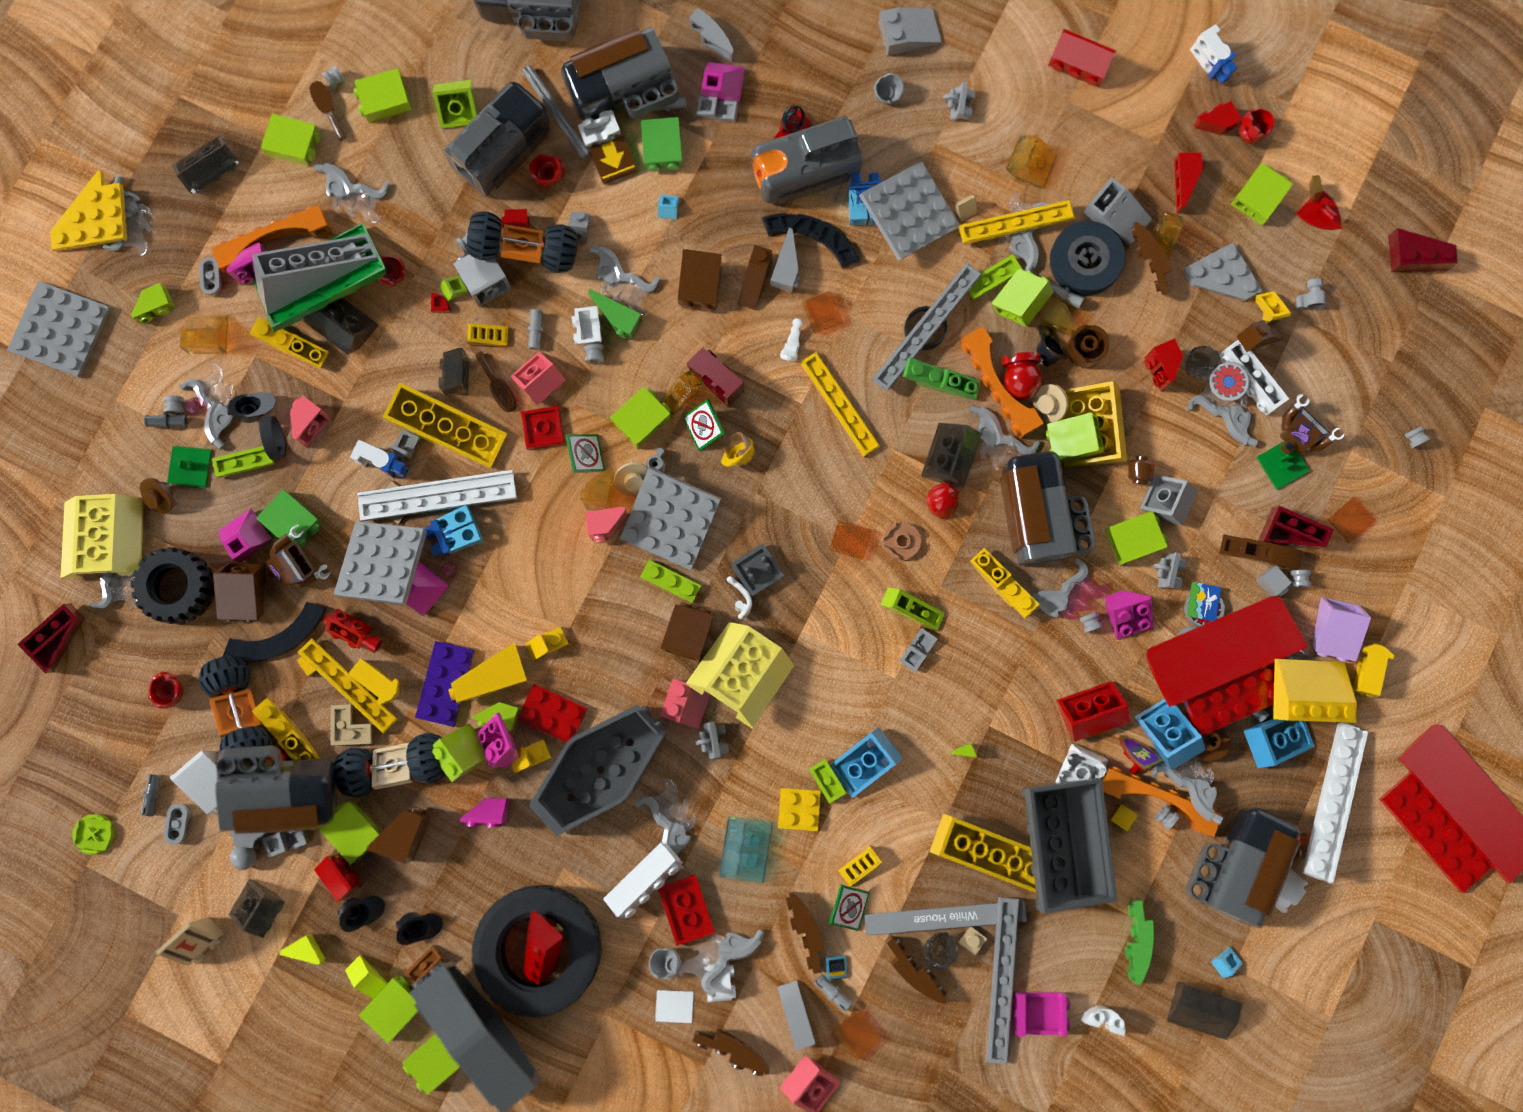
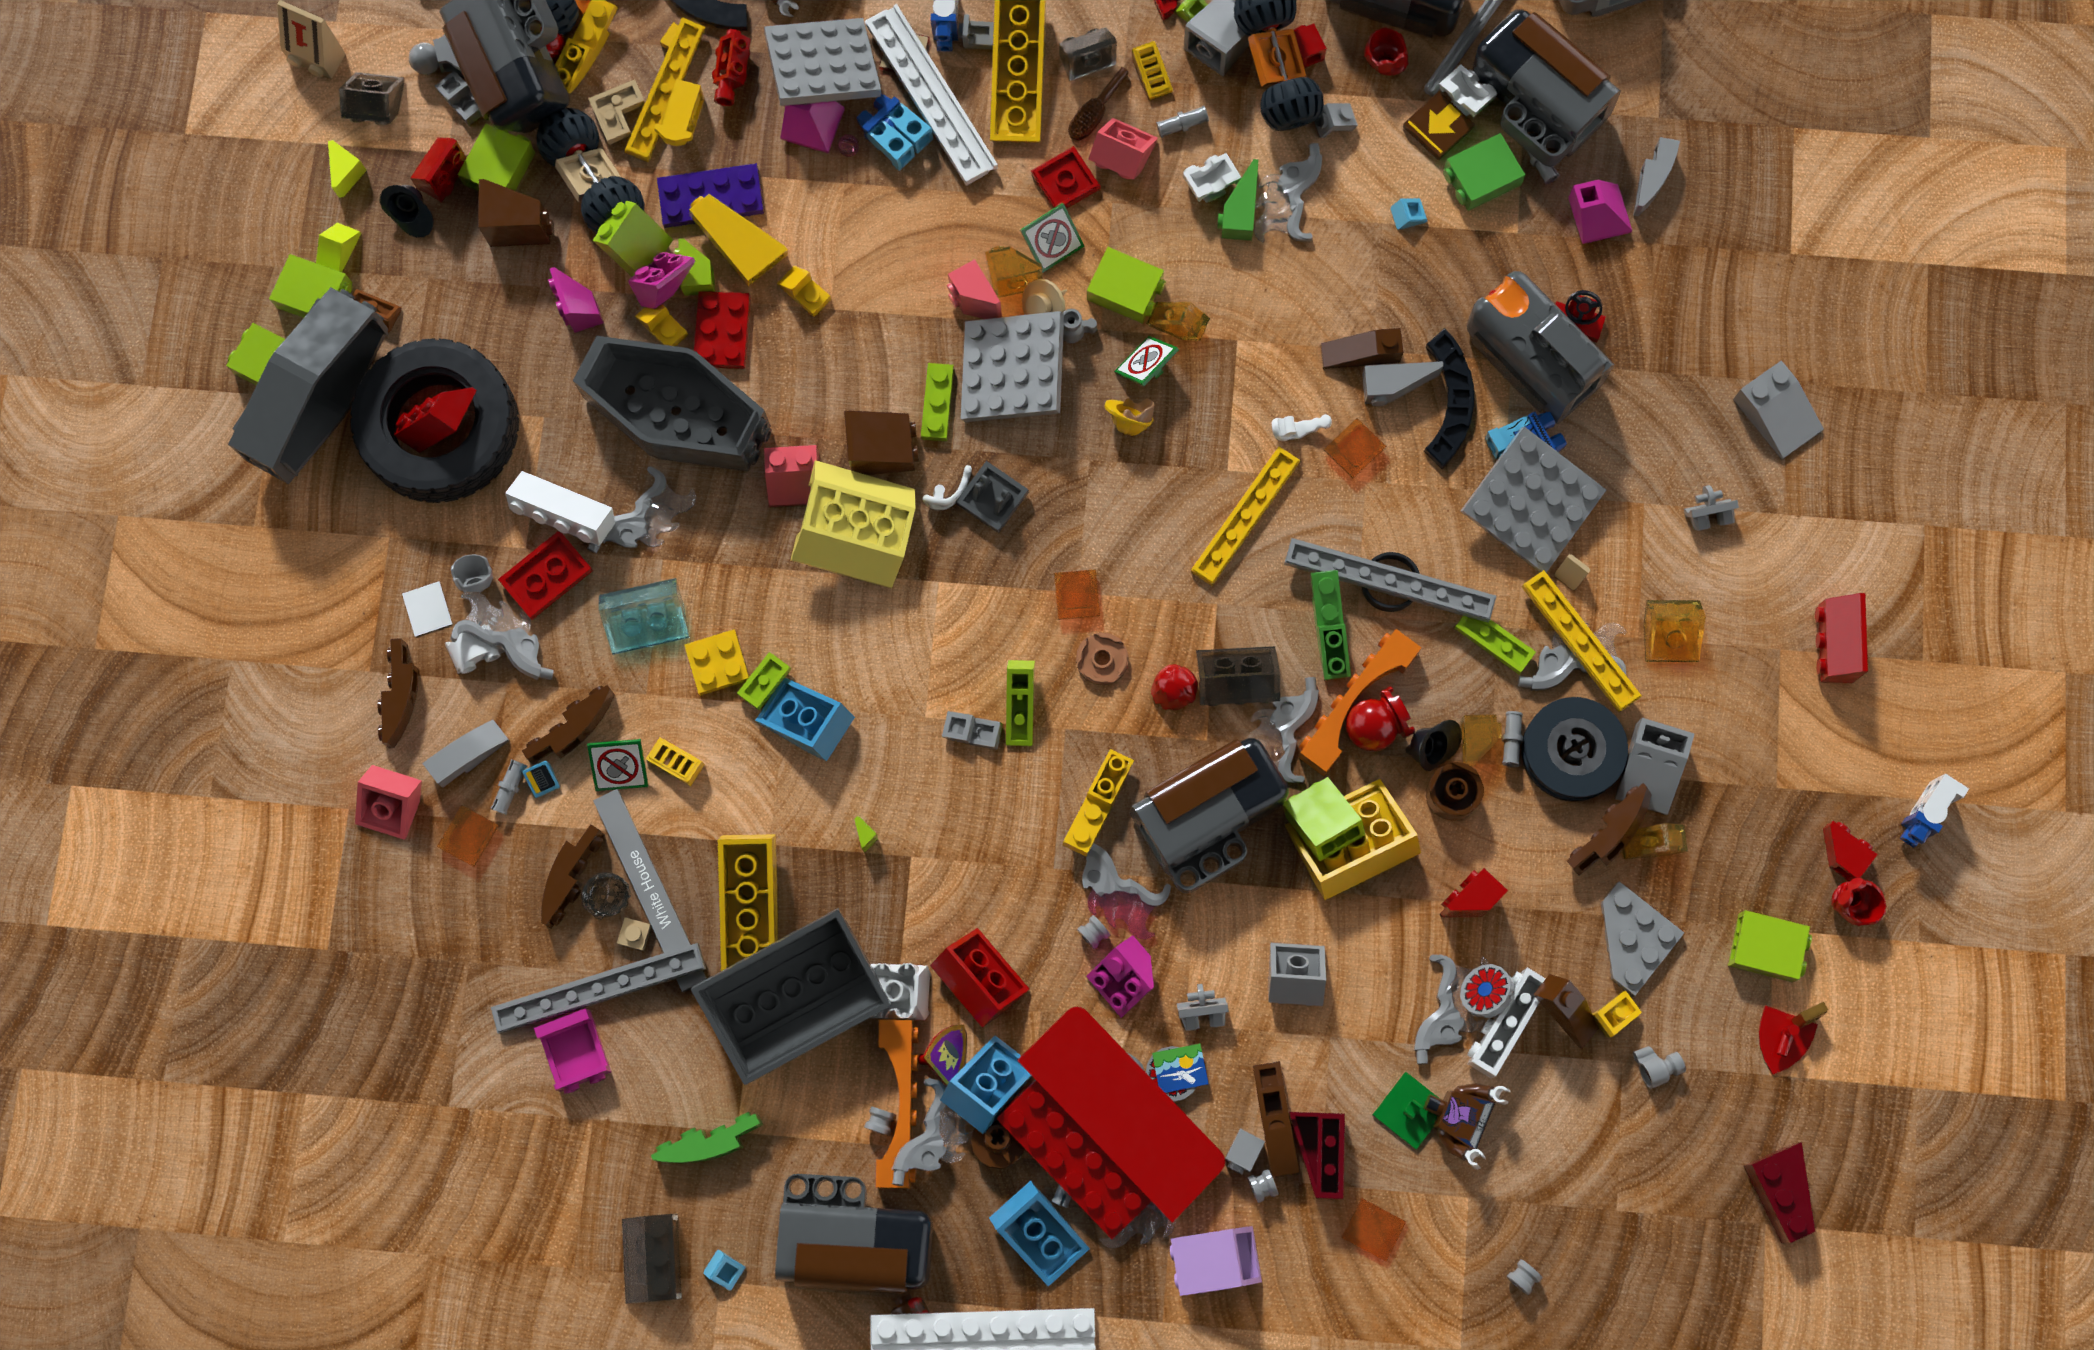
camera: 75 degrees right, 5 degrees down
(416, 927) = (413, 279): black piece -> none
(594, 353) = (1181, 199): light grey wheel -> none
(699, 280) = (1327, 283): reddish brown slope -> none
(709, 740) = (773, 521): light grey hips -> none
(716, 376) = (1214, 352): dark red wedge -> none
(717, 110) = (1561, 220): light grey slope -> none
(889, 88) = (1685, 413): light grey hair -> none
(1022, 297) = (1482, 683): lime brick -> none
(1051, 403) = (1358, 773): tan piece -> none
(1103, 1015) = (599, 1133): white cylinder -> none
(1123, 817) = (859, 1067): yellow tile -> none
(1136, 538) = (1228, 950): lime brick -> none
(1141, 470) = (1319, 922): reddish brown head -> none
(1187, 172) = (1750, 838): red slope -> none
(1201, 361) = (1499, 946): clear smoke hair -> none
(1292, 891) = (846, 1314): white cylinder -> none
(1313, 691) = (1116, 1250): yellow slope -> none
(1371, 670) = (1179, 1322): yellow piece -> none

